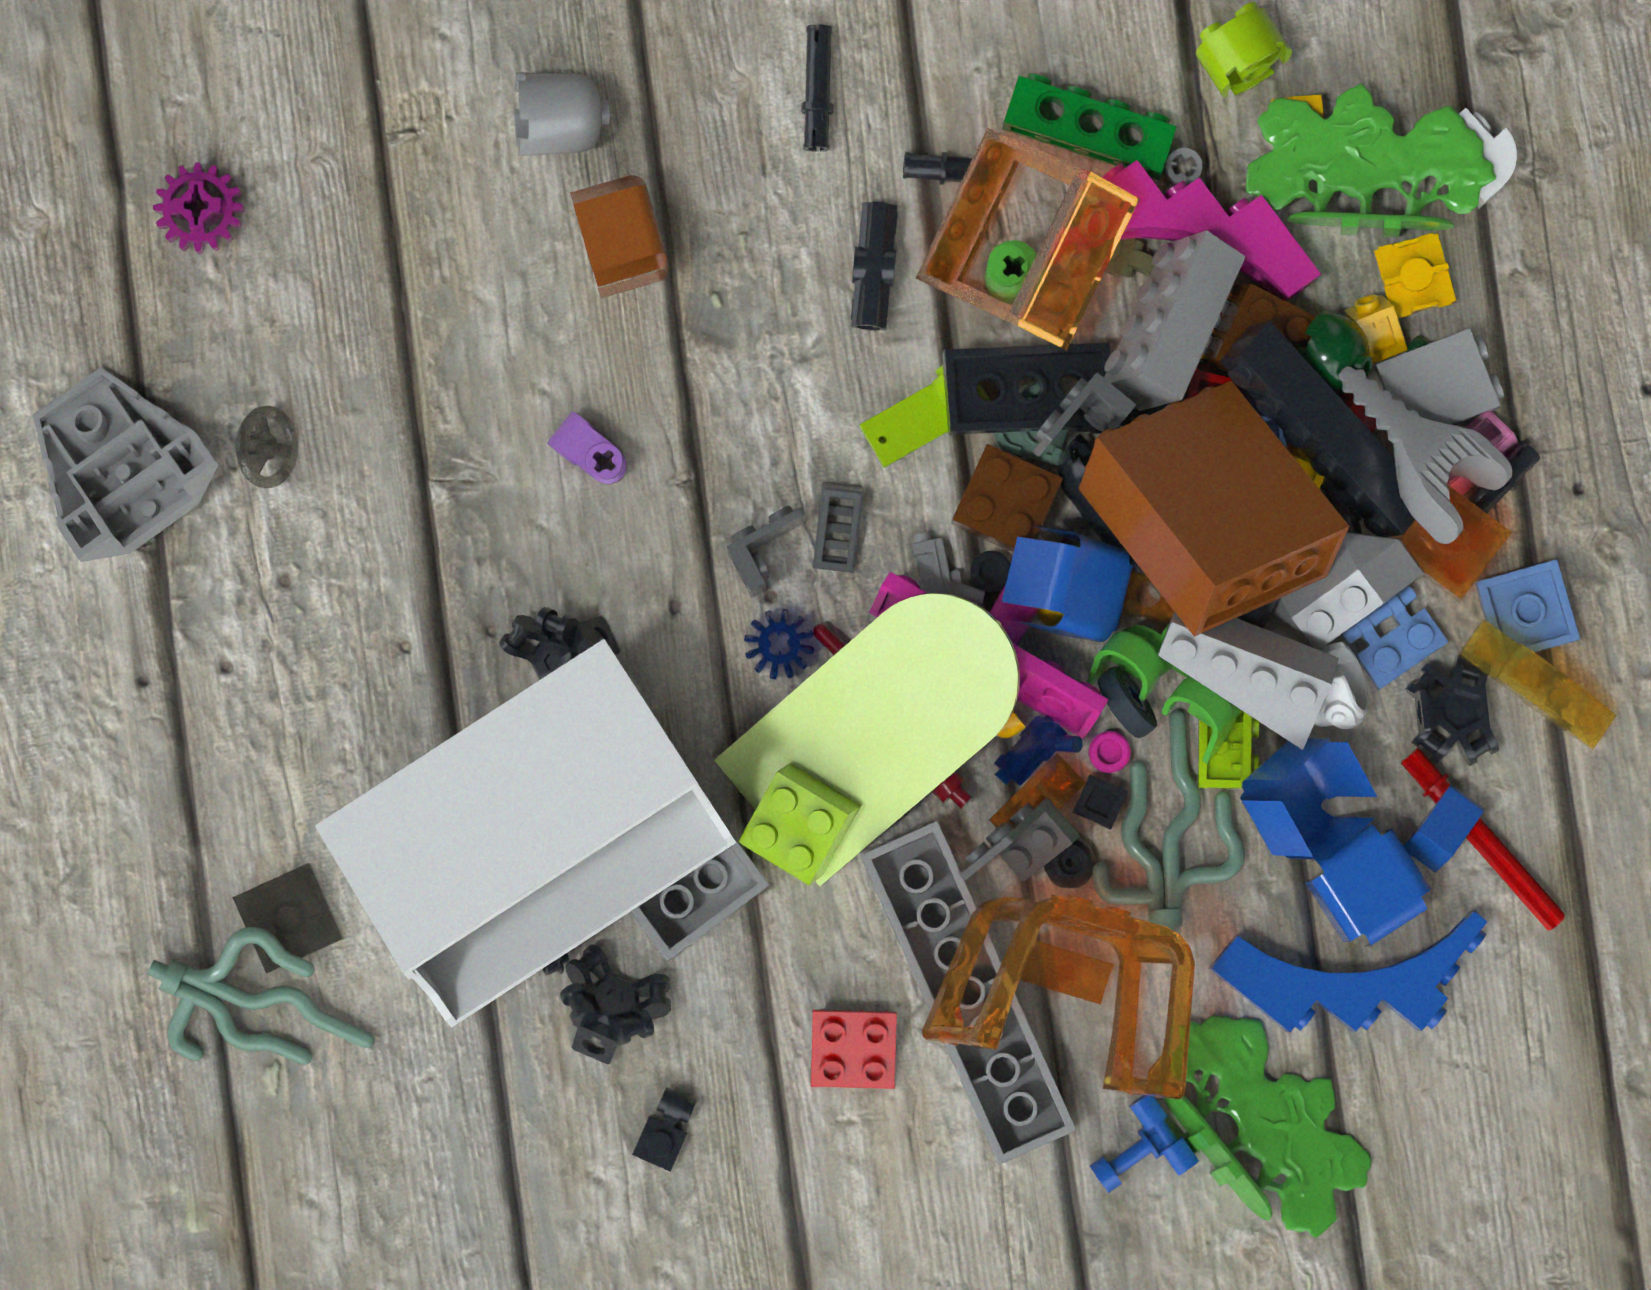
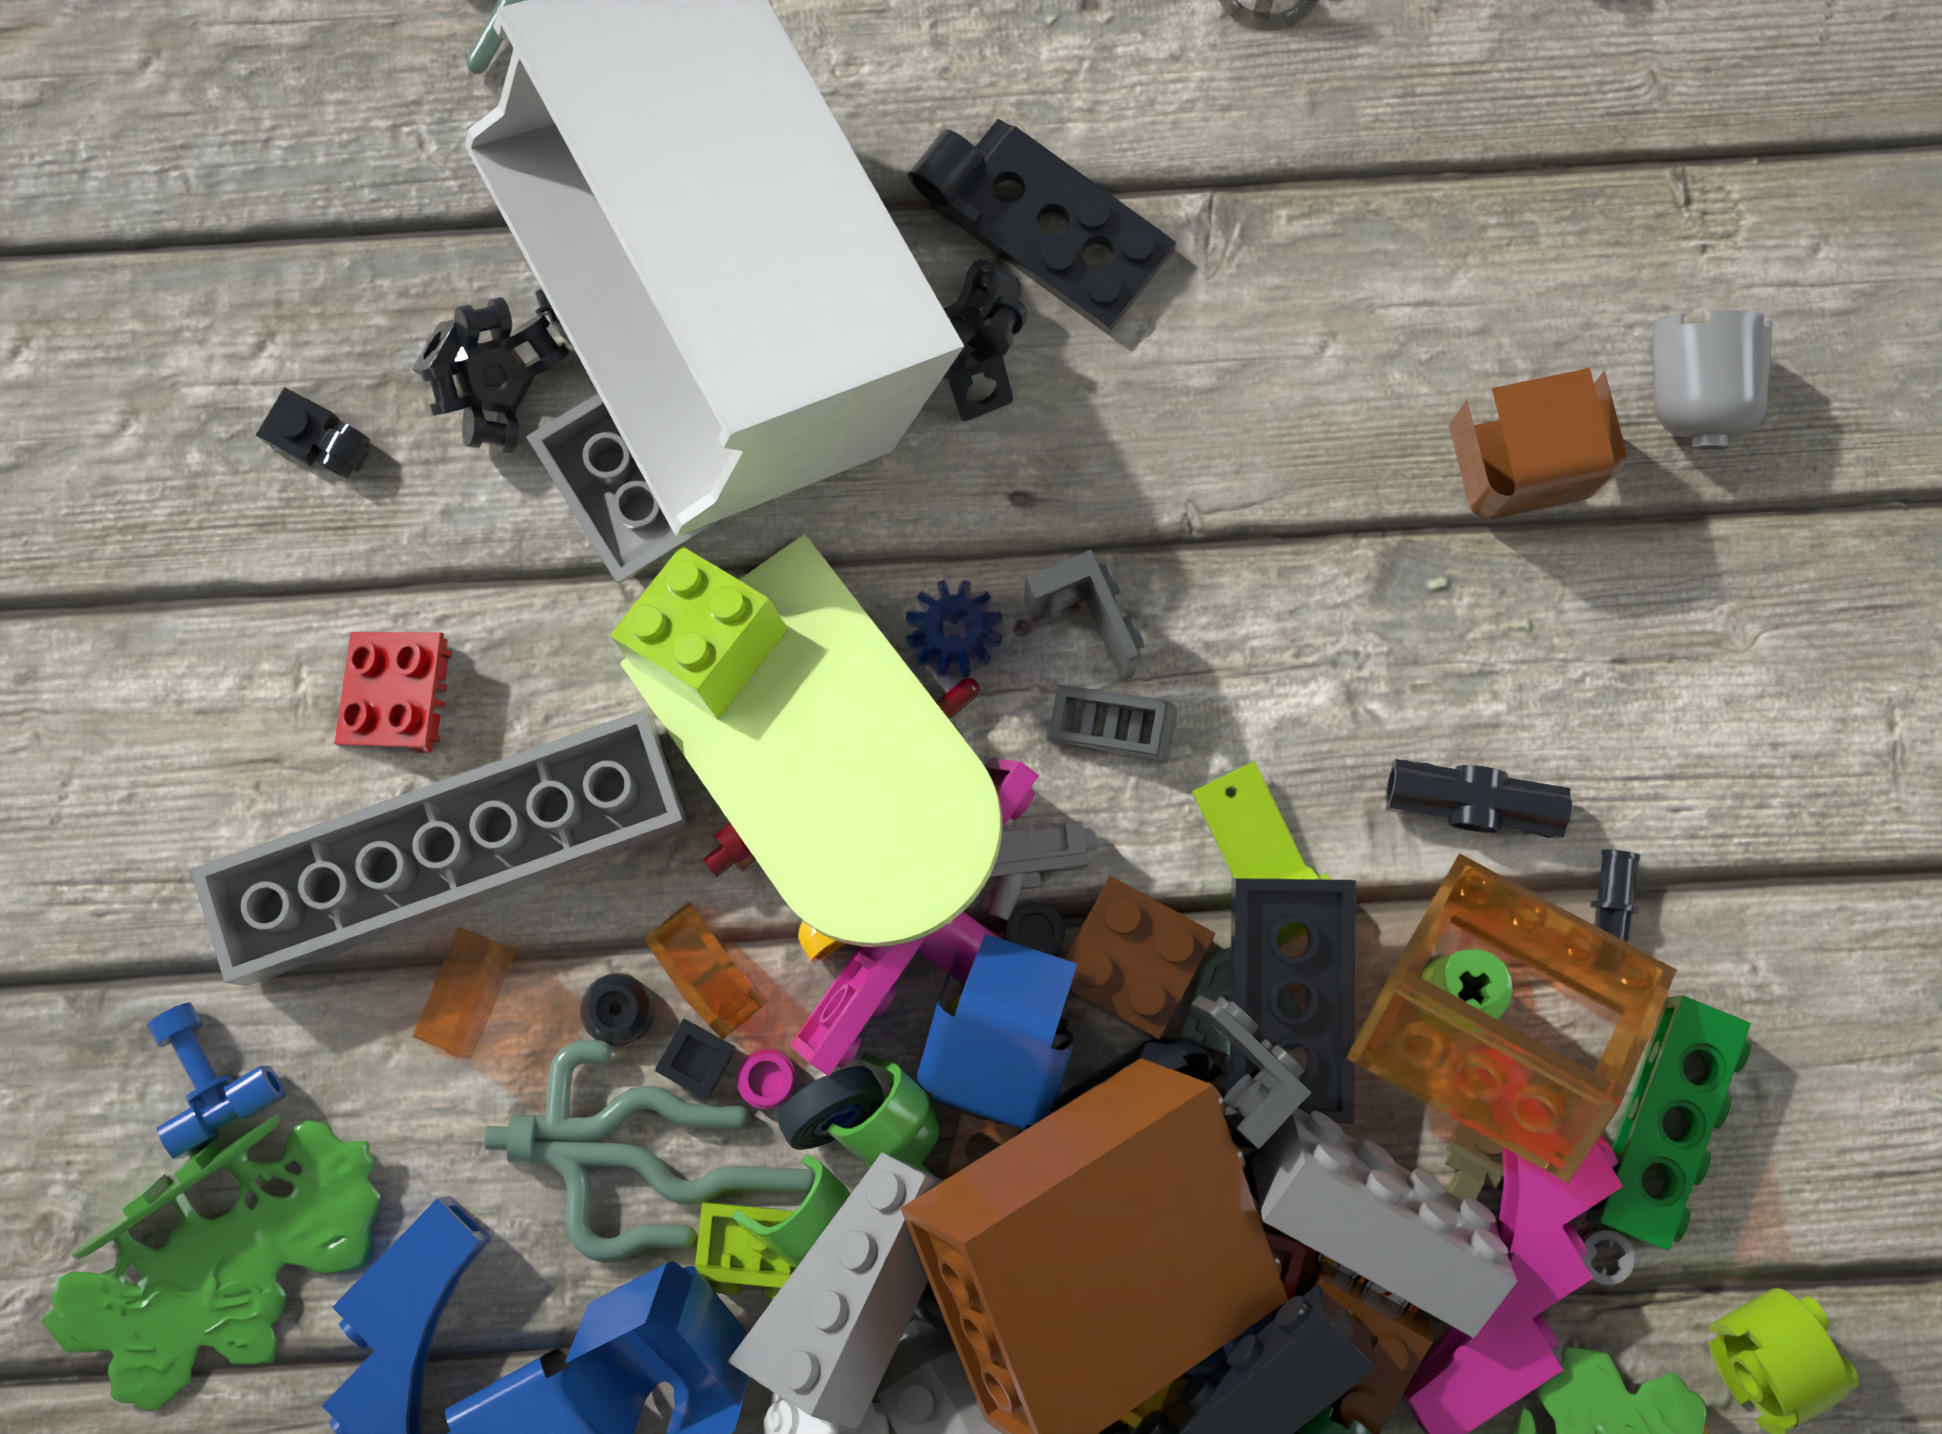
camera: 95 degrees right, 5 degrees down
(442, 665) = (961, 186): none -> black hinge
(583, 447) = (1244, 389): medium lavender piece -> none
(817, 92) = (1711, 737): black pin -> none
(1028, 843) = (647, 949): dark grey bracket -> none
(1036, 745) = (782, 974): clear blue piece -> none
(1134, 942) = (507, 1007): clear orange windscreen -> none

